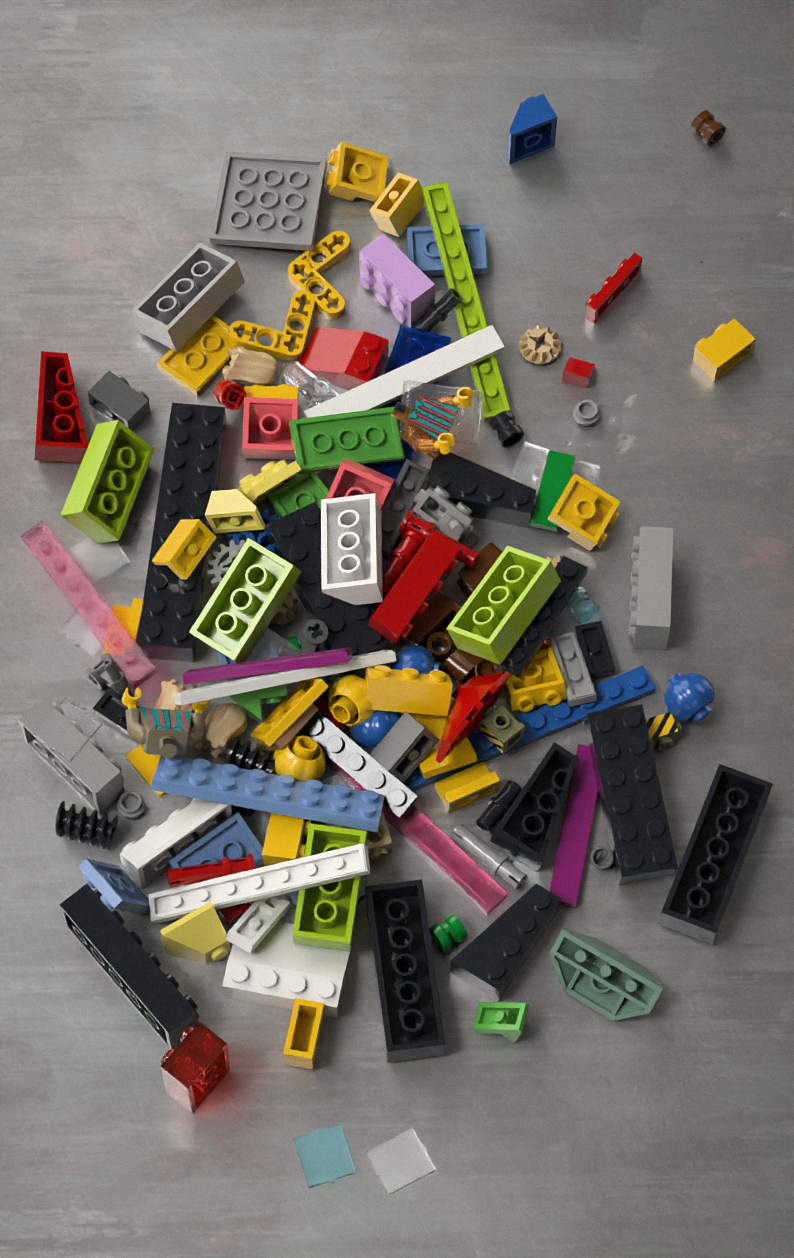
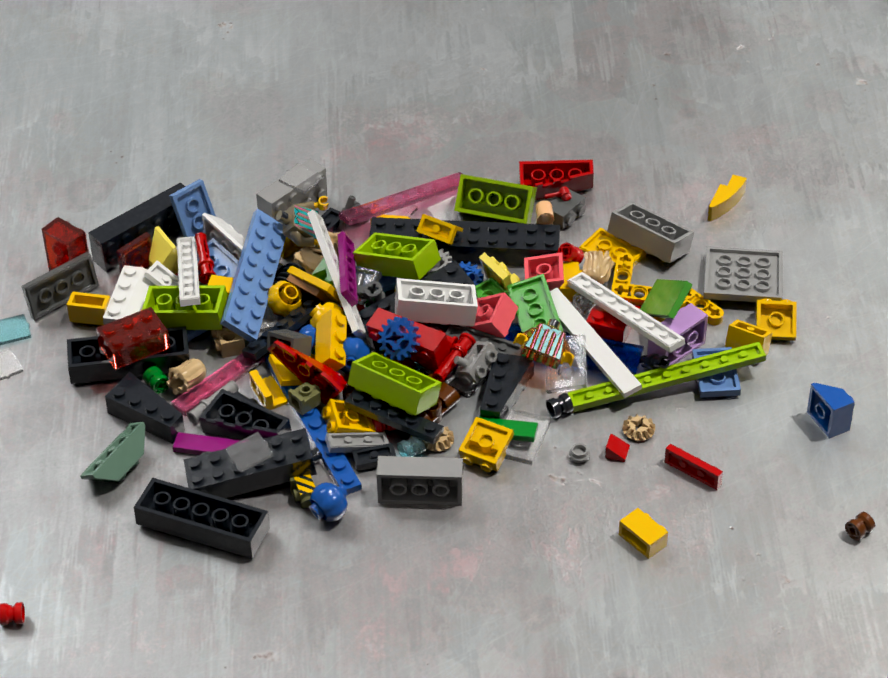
camera: 90 degrees right, 20 degrees down
(85, 826) = (244, 208): black piece -> none
(107, 392) = (564, 193): none -> red hand
(109, 205) = (727, 197): none -> yellow slope
(154, 423) = (544, 213): none -> light nougat piece
(198, 972) = (136, 252): none -> clear red tile
(232, 512) = (471, 254): light yellow slope -> none
(259, 1078) = (56, 286): none -> dark grey tile
(348, 279) = (666, 298): none -> bright green tile
(369, 328) = (626, 312): none -> white tile
(405, 948) = (133, 338): none -> clear red brick
(441, 588) = (402, 346): none -> blue gear
(450, 887) = (186, 376): none -> tan piece
(501, 1018) = (86, 408): bright green slope -> none
(629, 783) = (249, 452): none -> clear piece

